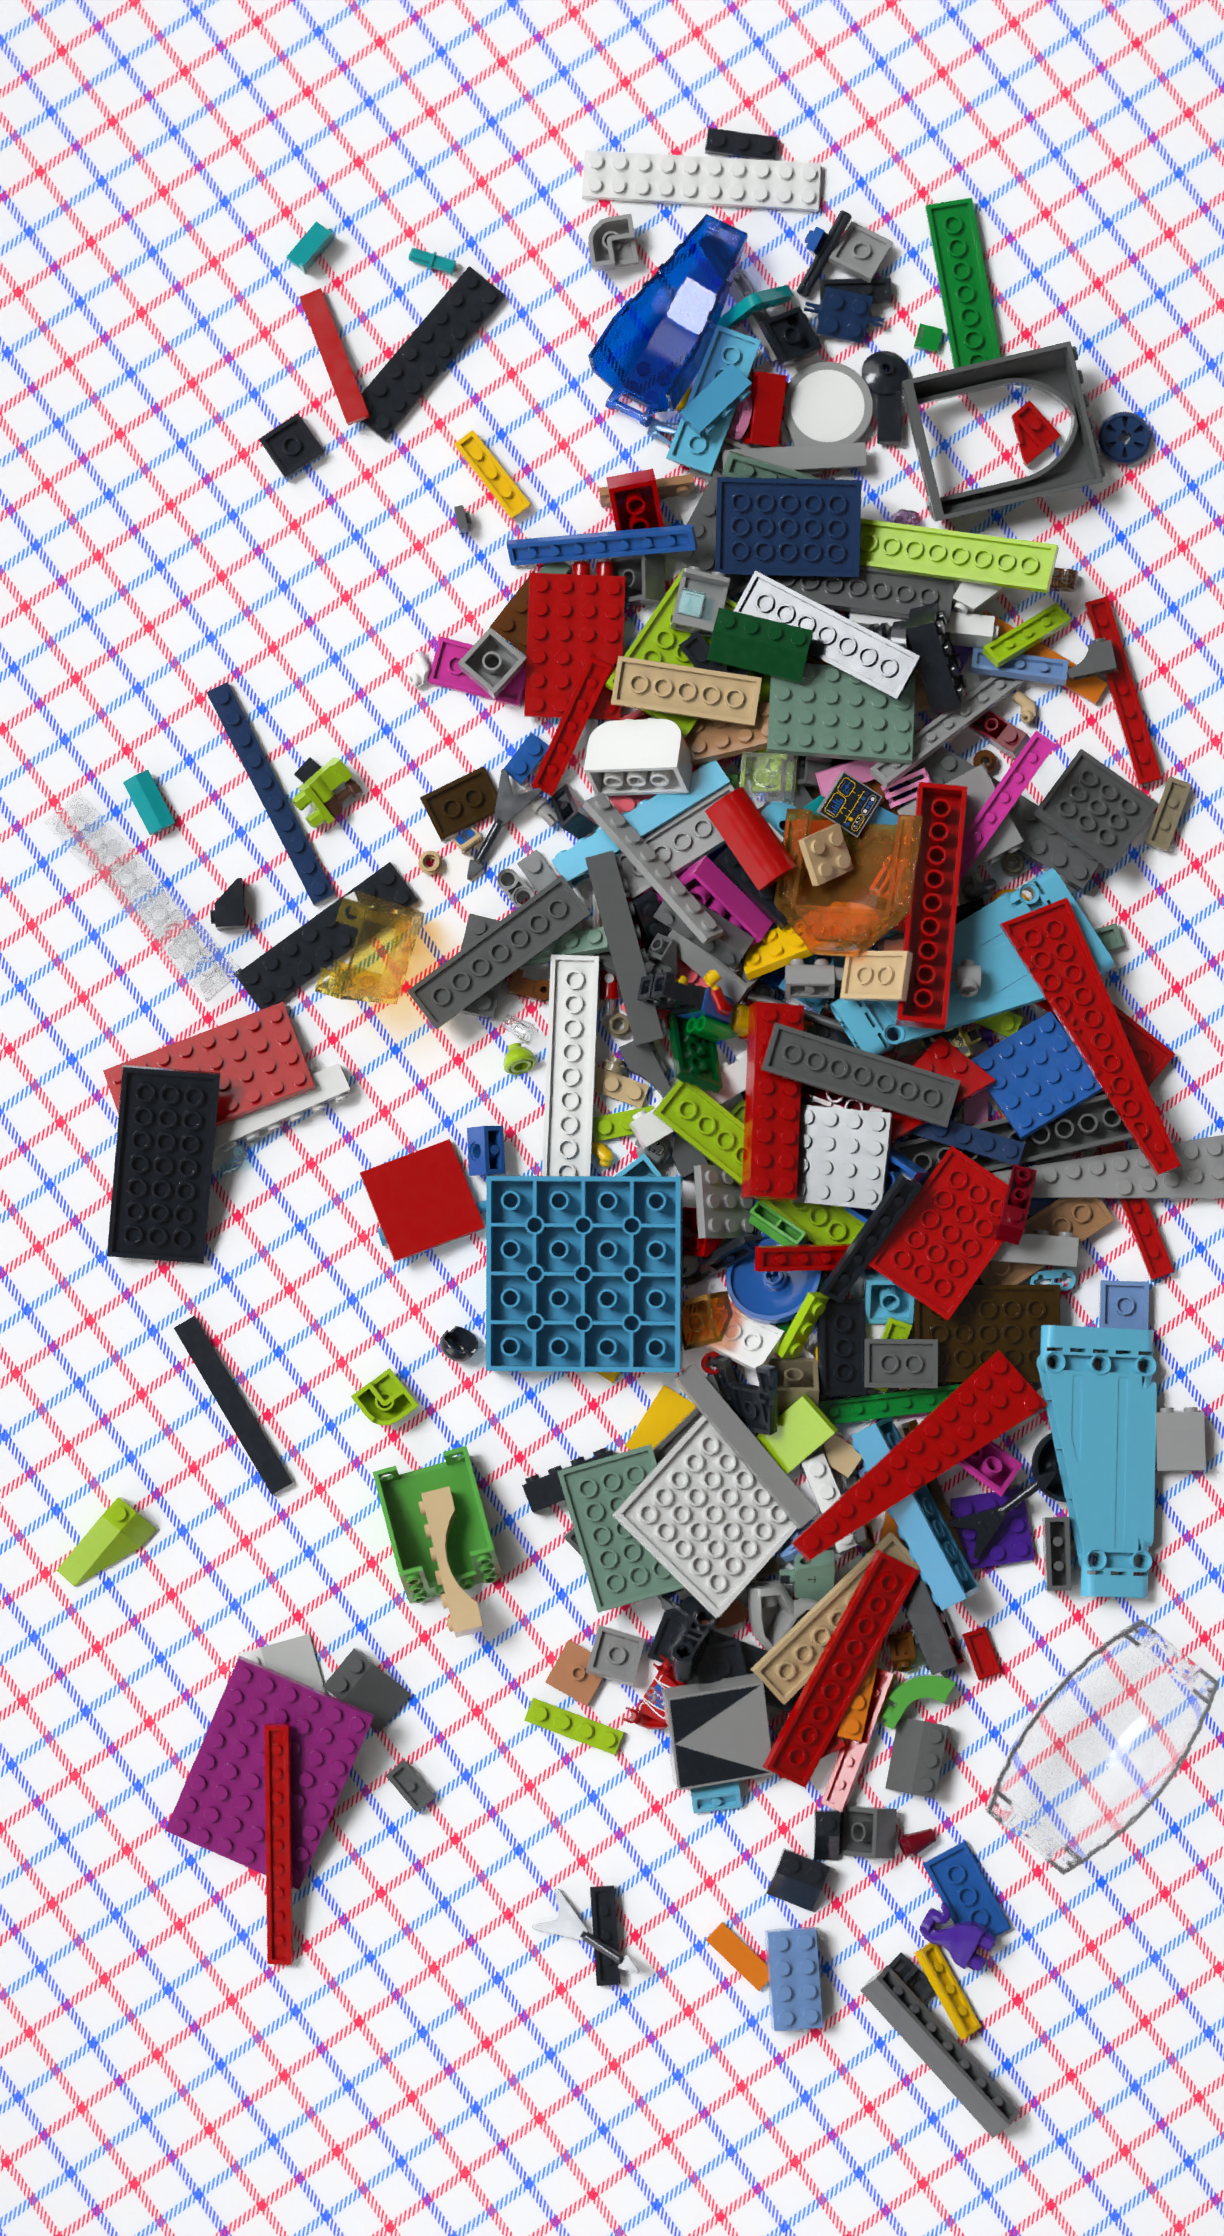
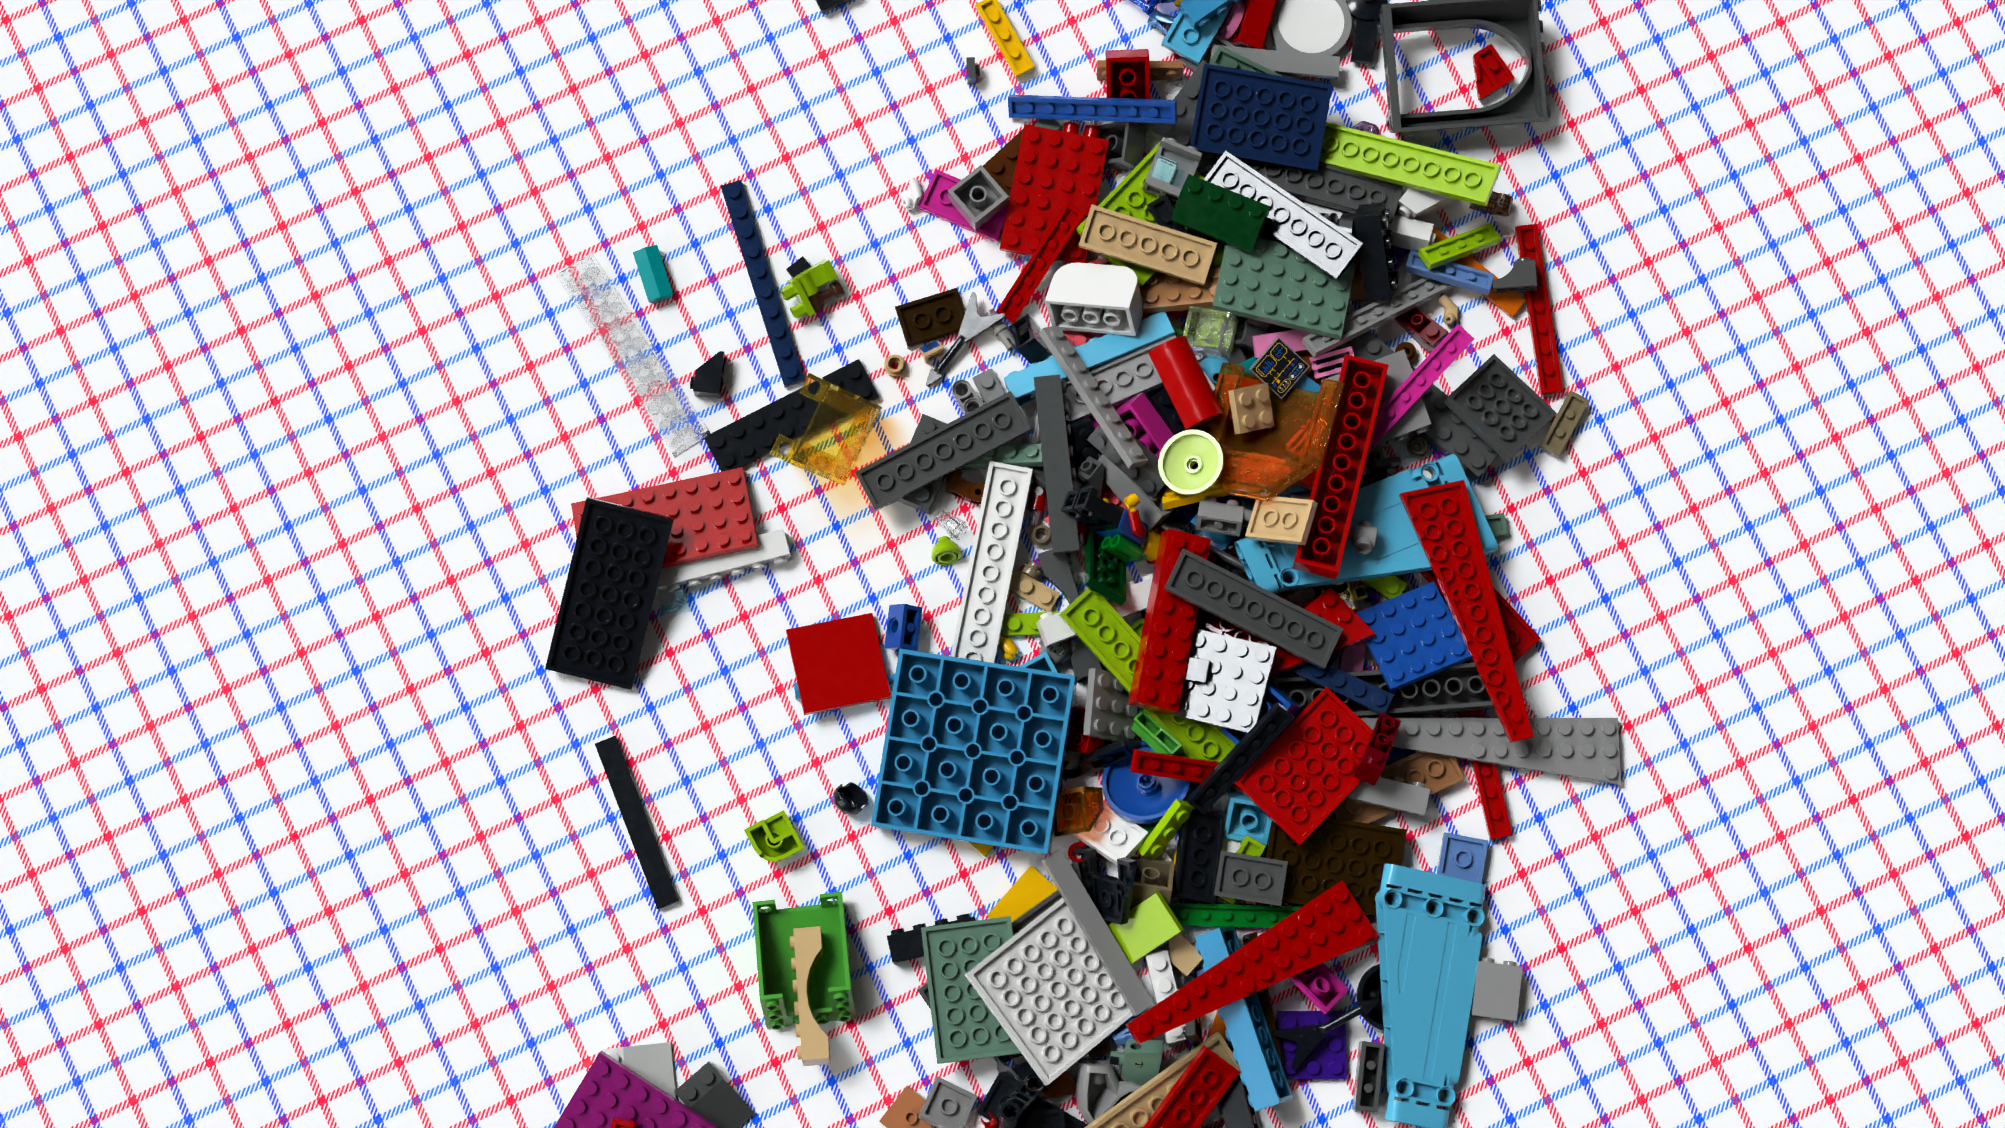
camera: 10 degrees right, 5 degrees down
(108, 1541) = (502, 927): lime wedge -> none
(526, 758) = (995, 287): blue plate -> none
(755, 924) = (1182, 453): none -> yellowish green dish
(810, 1150) = (1197, 670): none -> tile
(1054, 1274) = (1403, 820): medium azure beam -> none
(1111, 431) = (1579, 80): dark blue wheel -> none

